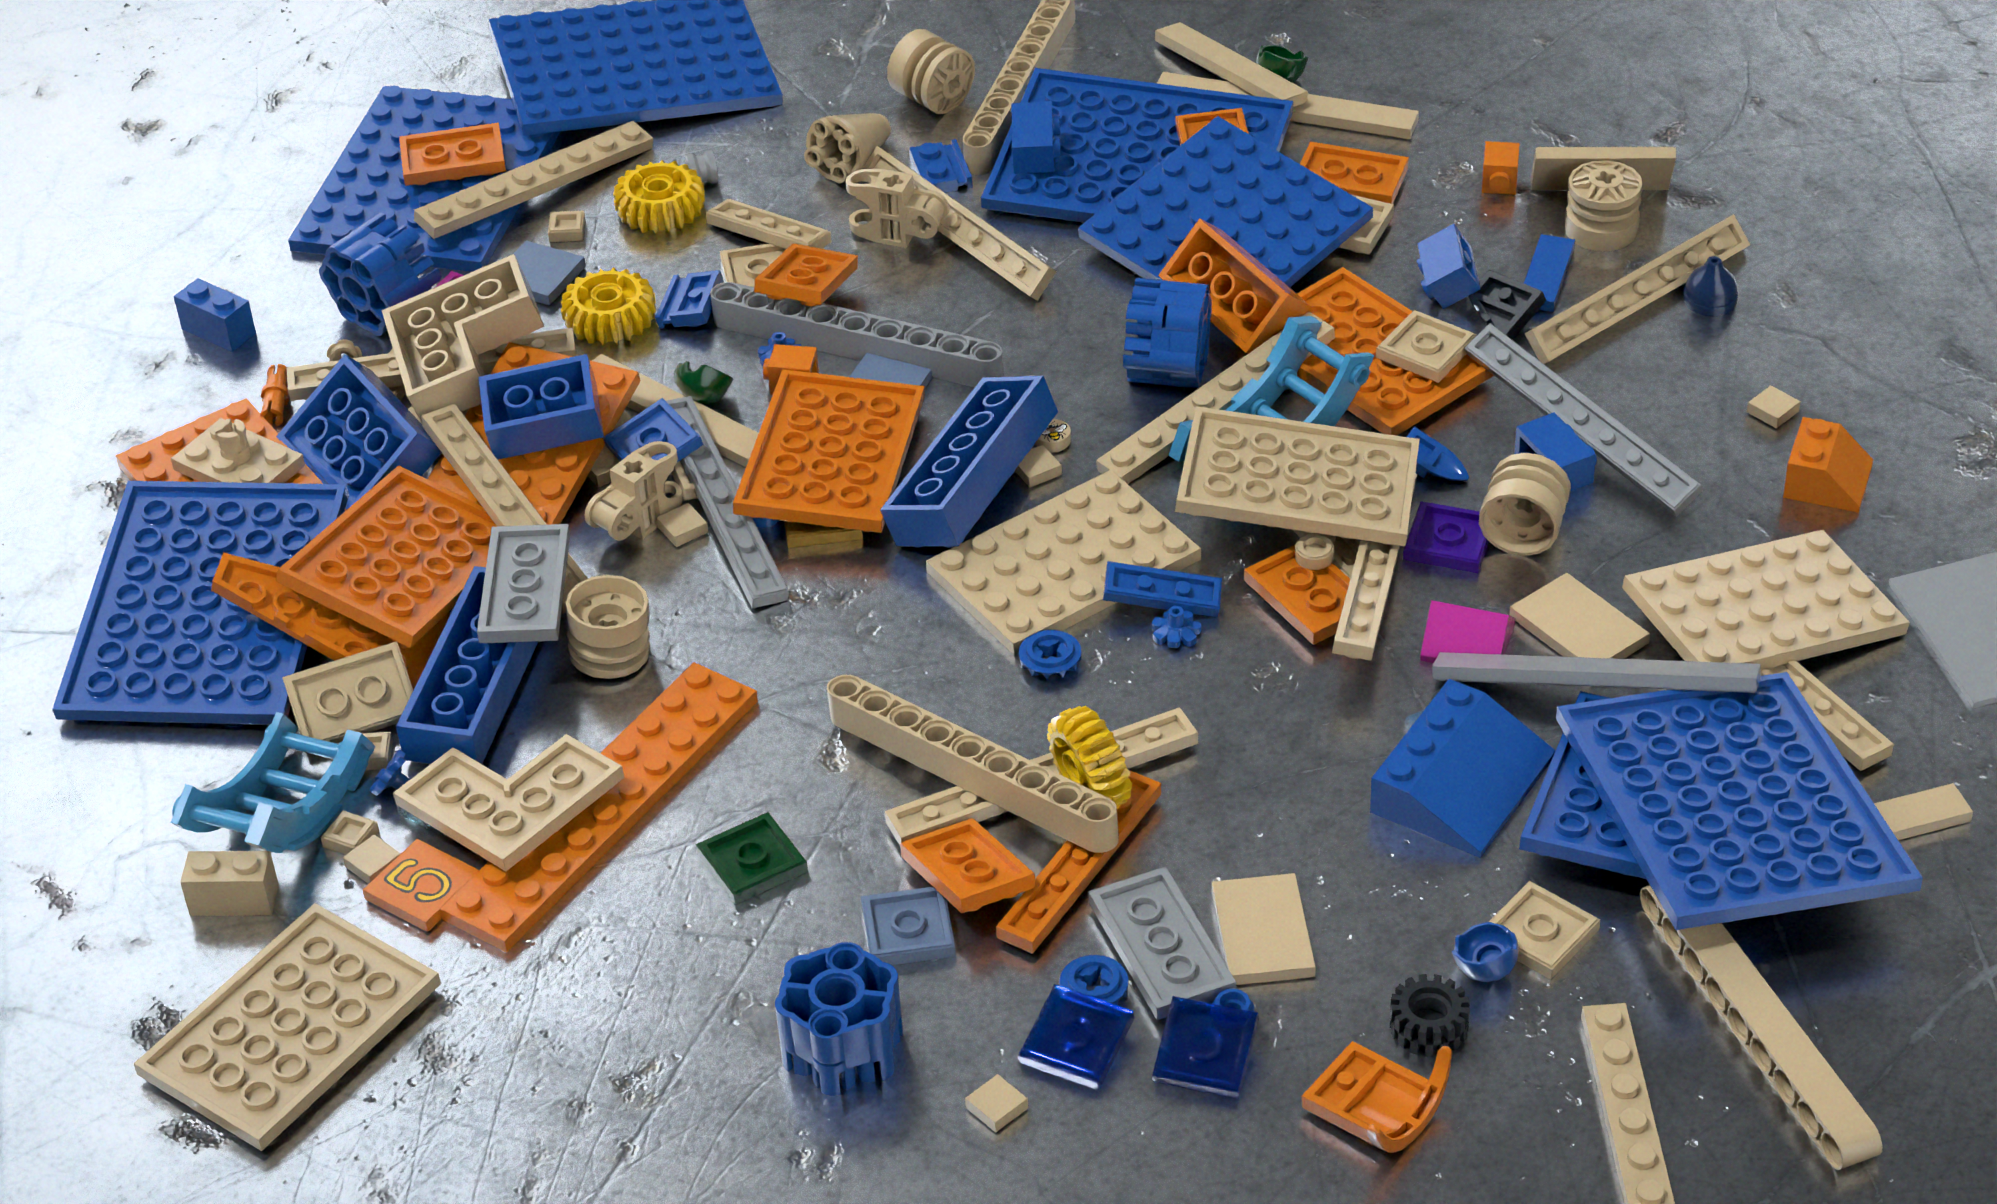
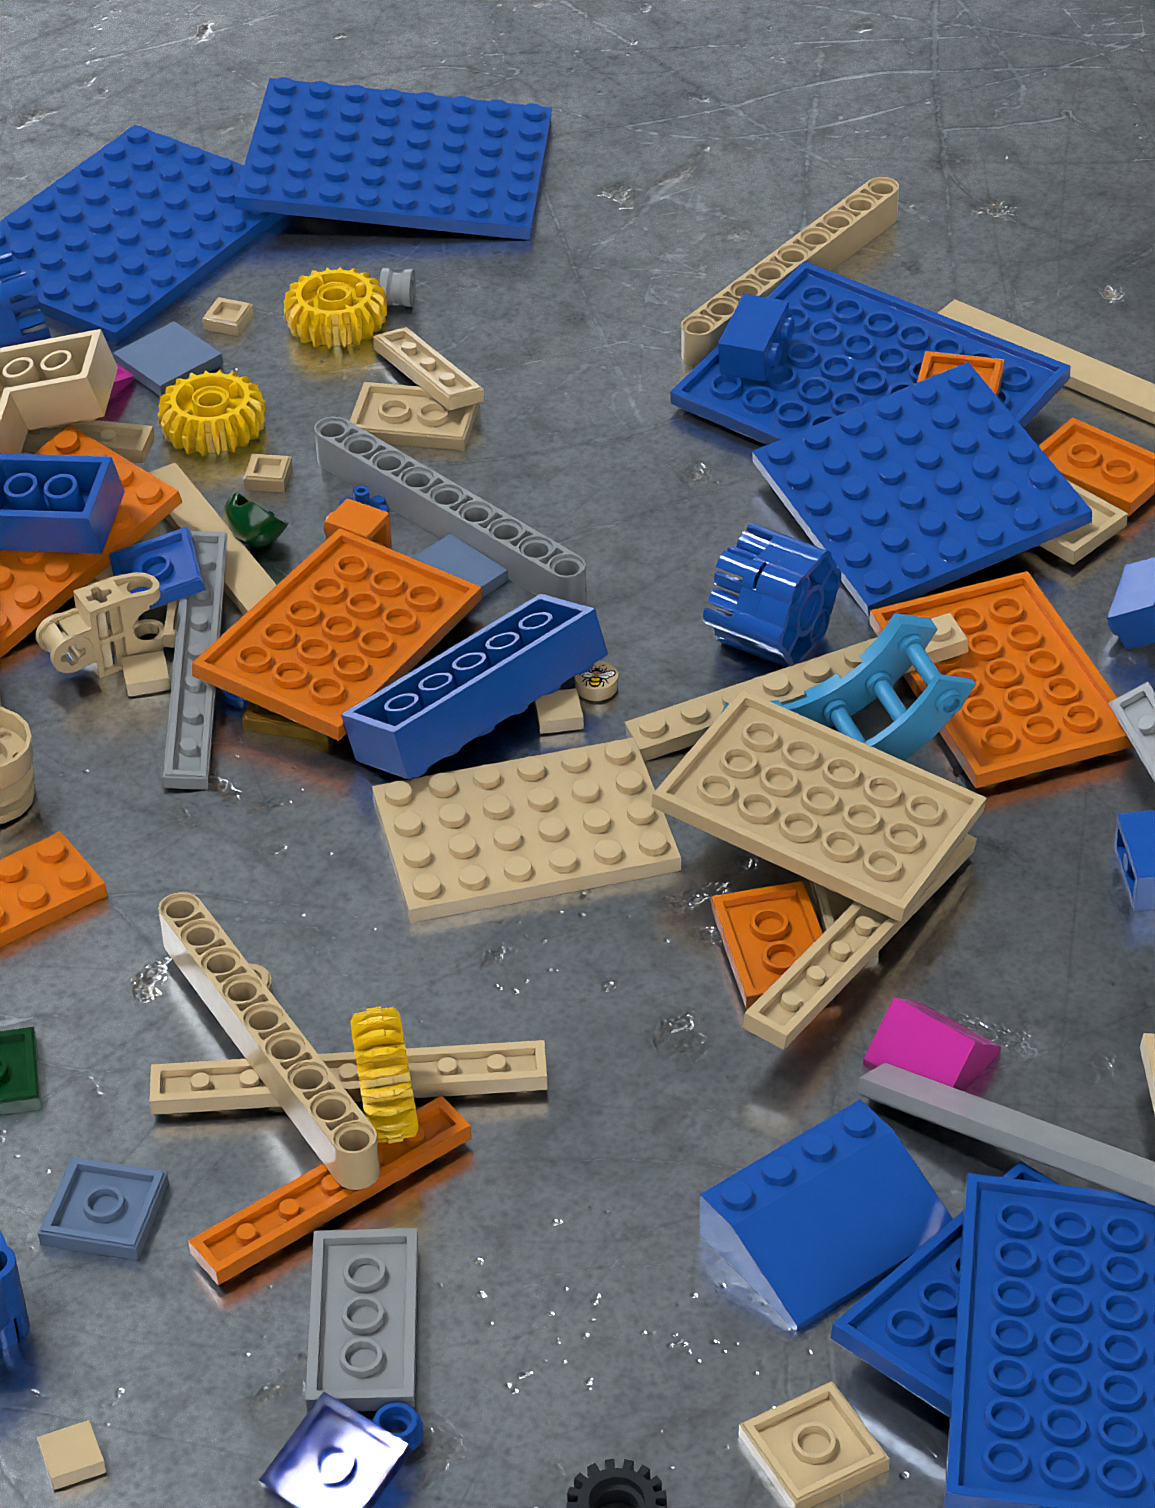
camera: 20 degrees right, 0 degrees up
(452, 154) = (147, 211): orange plate -> none
(532, 179) = (216, 257): tan plate -> none
(682, 343) = (268, 473): none -> tan tile
(688, 299) = (293, 429): blue plate -> none
(805, 274) = (424, 429): orange plate -> none
(844, 143) = (560, 295): tan cone -> none
(894, 207) = (563, 378): tan piece -> none
(931, 71) = (692, 238): tan wheel -> none
(941, 165) = (651, 348): blue plate -> none
(967, 865) = (197, 1158): orange plate -> none
(977, 235) = (631, 415): tan plate -> none
(1049, 643) = (449, 920): blue gear -> none
(1076, 1037) = (202, 1404): clear blue tile -> none
(1087, 969) = (261, 1326): blue gear -> none
(1162, 588) = (608, 893): blue tile -> none
(1175, 628) = (603, 944): blue plant -> none
(1228, 64) = (1032, 309): tan tile -> none
(1245, 296) = (878, 559): orange slope -> none
(1263, 929) = (490, 1340): tan tile -> none
(1282, 61) = (1090, 320): dark green hair -> none
(1314, 551) = (799, 899): tan tile -> none
(1425, 346) = (1066, 688): tan tile -> none
(1437, 459) = (1008, 824): blue plate -> none
(1446, 538) = (977, 925): dark purple tile -> none
(1486, 952) = (724, 1455): blue hair -> none
(1524, 504) = (1074, 911): tan wheel -> none
(1578, 621) = (1073, 1075): tan tile -> none

